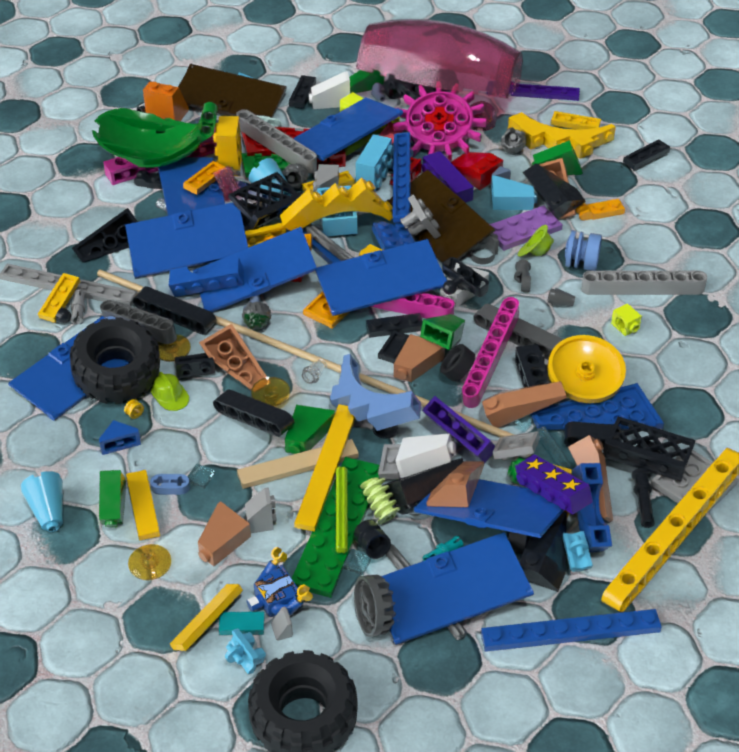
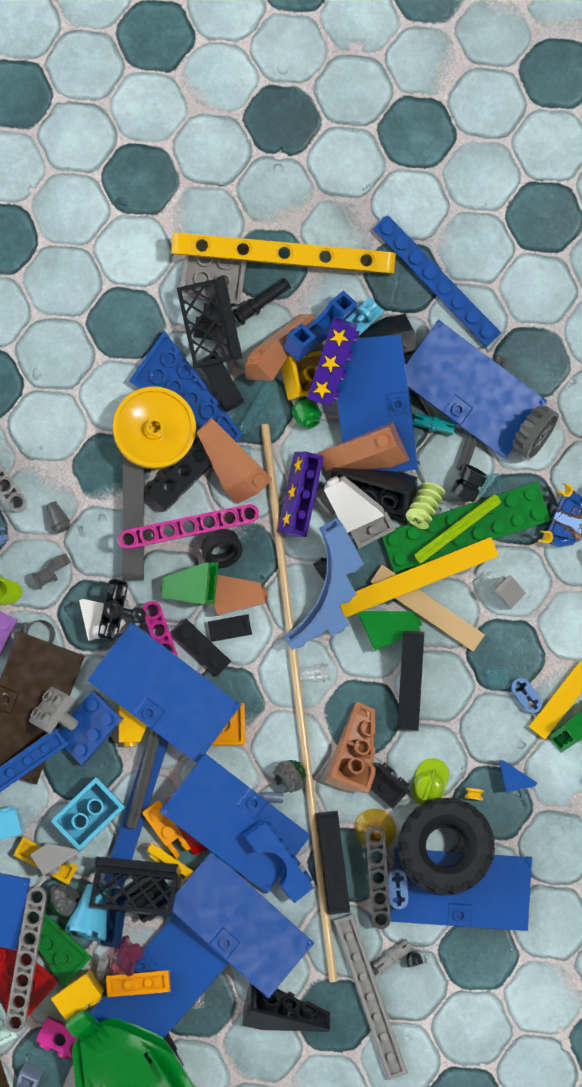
camera: 125 degrees left, 40 degrees up
(59, 297) = (398, 982): yellow plate -> none
(222, 534) = (547, 607): nougat slope -> none
(271, 391) = (367, 679): clear yellow dish -> none
(336, 199) = (98, 806): yellow arch -> none
(516, 445) = (286, 433): light grey plate -> none
(626, 319) = (47, 438): neon yellow brick -> none

